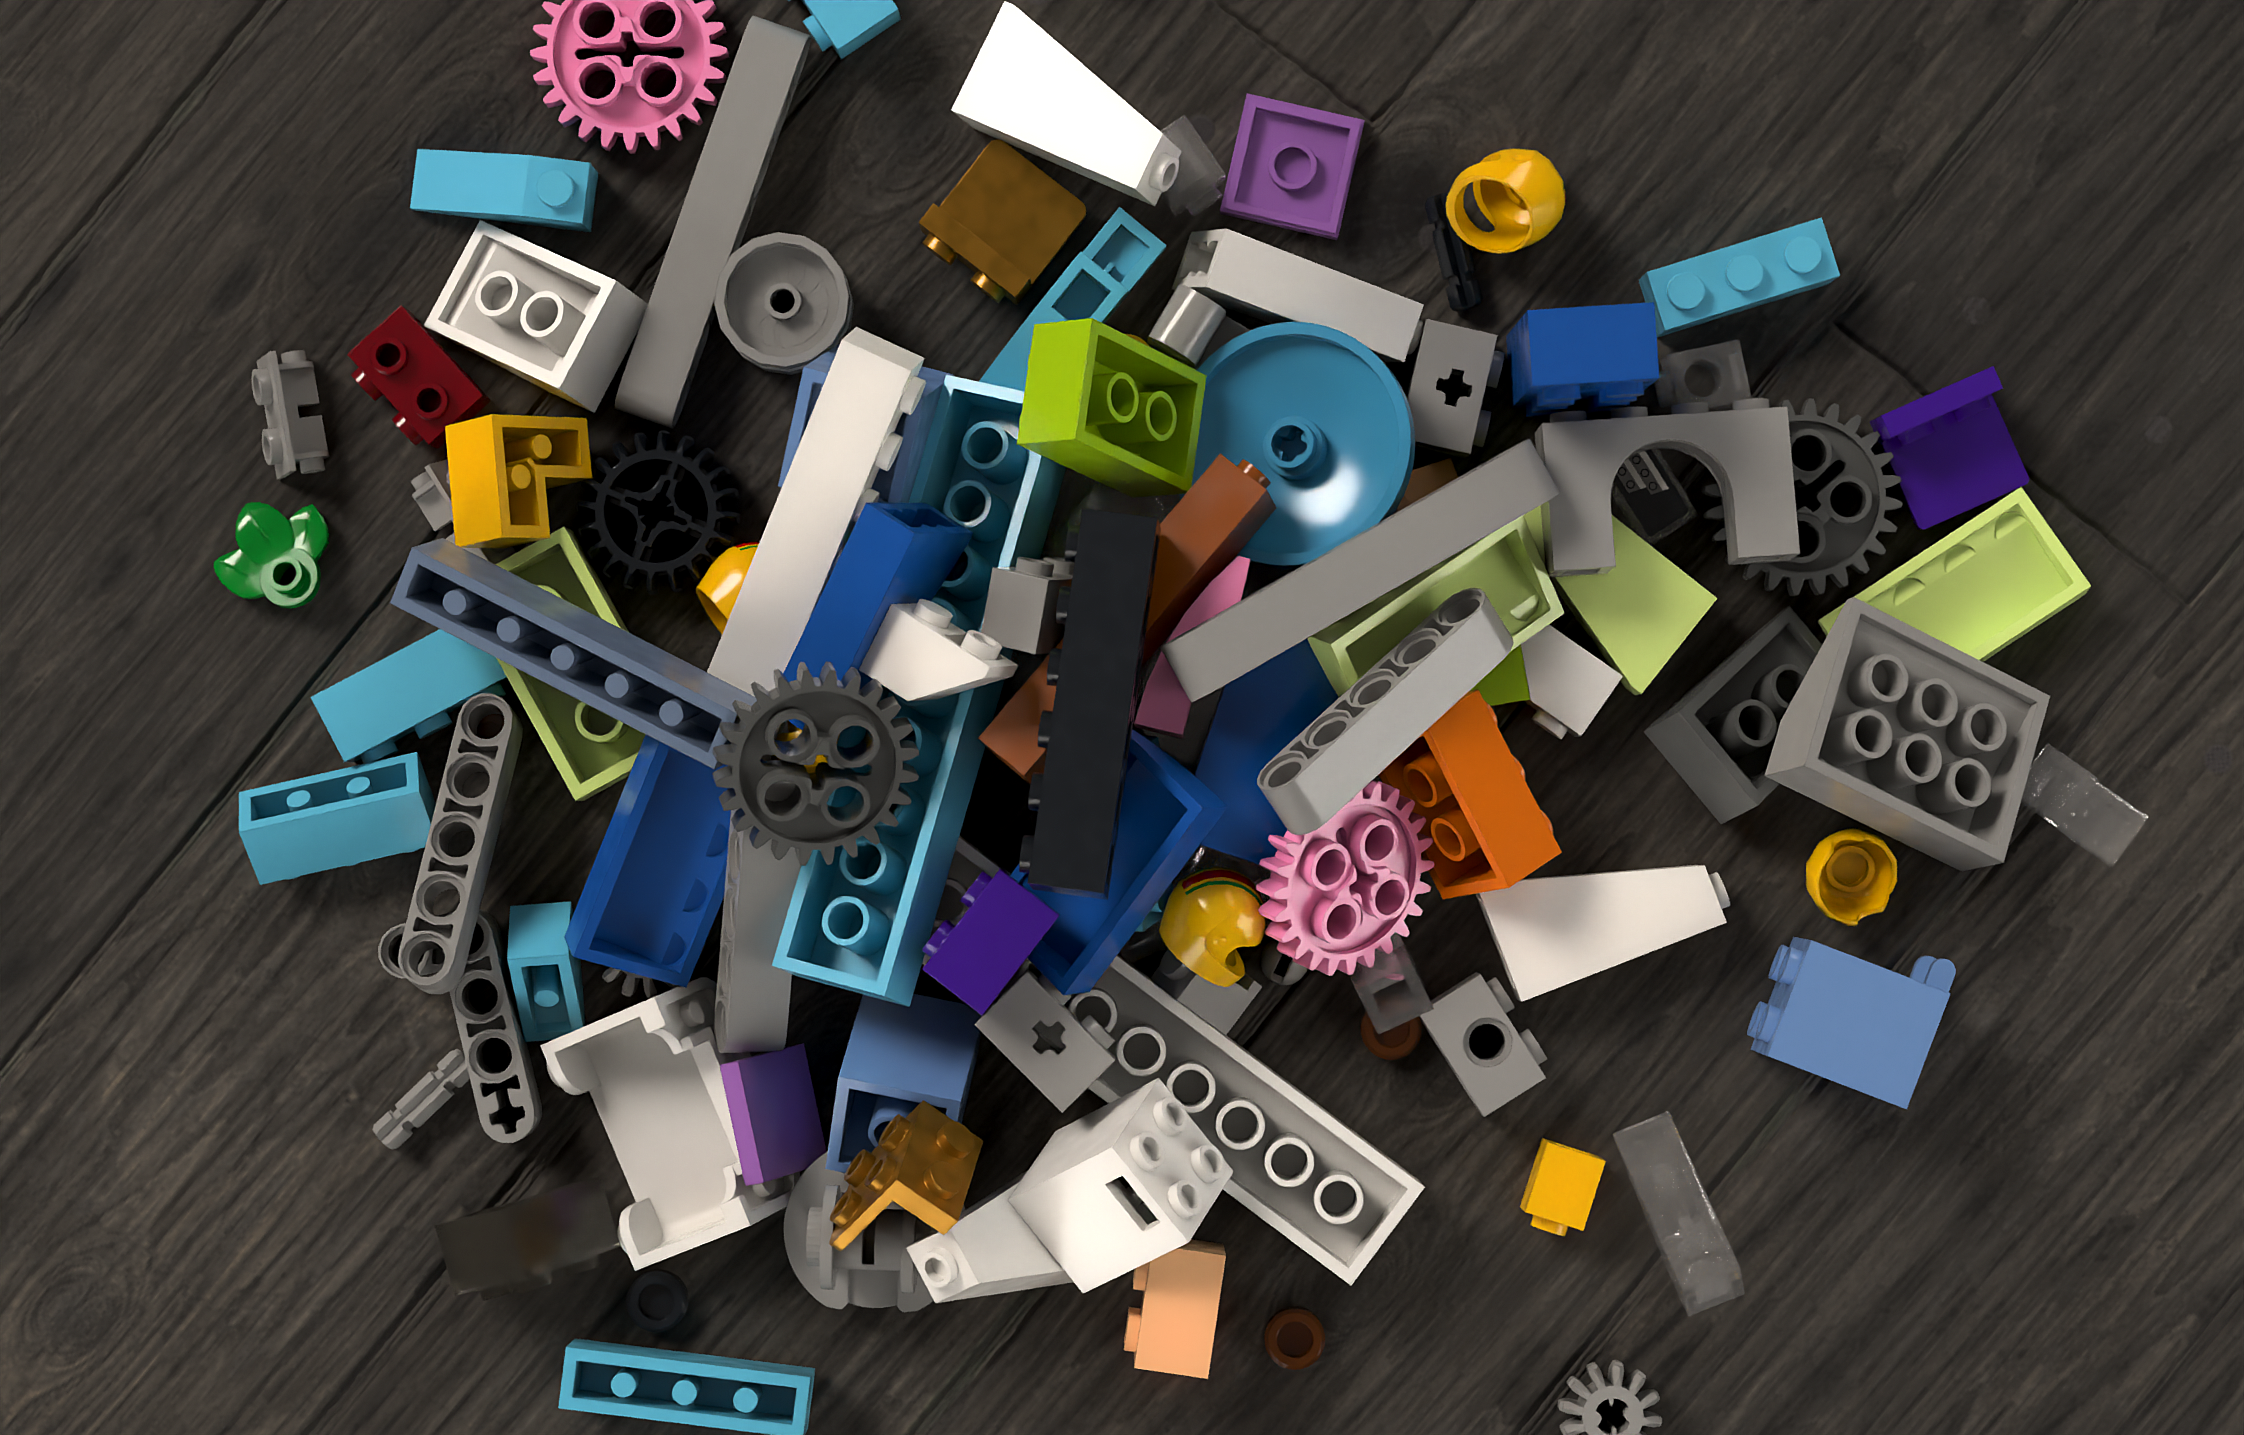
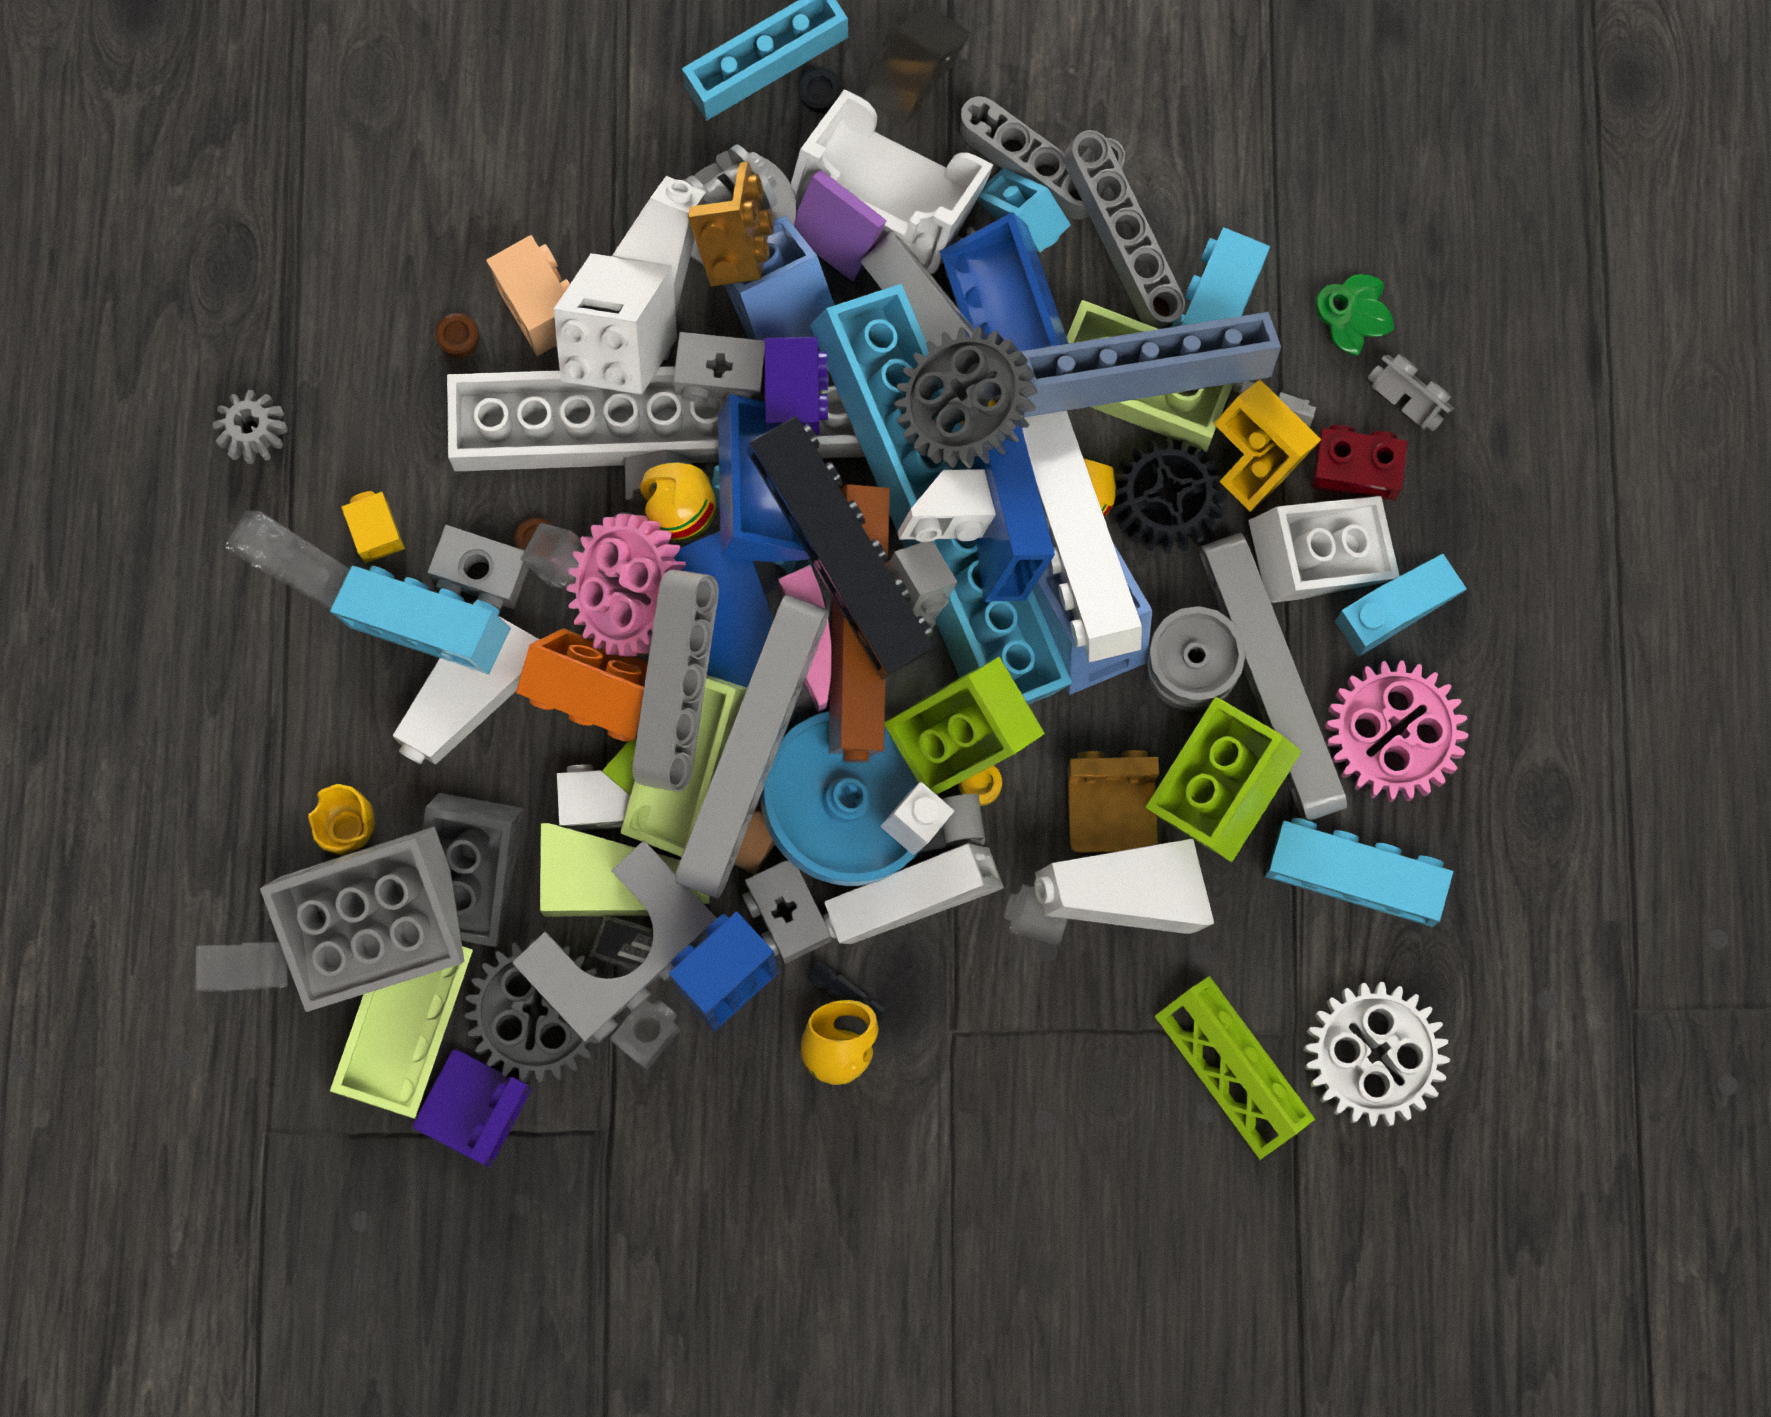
camera: 140 degrees right, 10 degrees down
(336, 818) = (1203, 196): medium azure brick -> none
(422, 1100) = (1032, 91): light grey axle -> none
(867, 142) = (1224, 779): none -> lime brick
(1087, 289) = (1034, 792): medium azure slope -> none
(1240, 355) = (917, 818): none -> white brick
(1292, 166) = (977, 969): medium lavender tile -> none
(1597, 1027) = (421, 618): none -> medium azure brick
(1740, 277) = (672, 1106): medium azure brick -> none
(1852, 1018) = (280, 736): medium blue container -> none

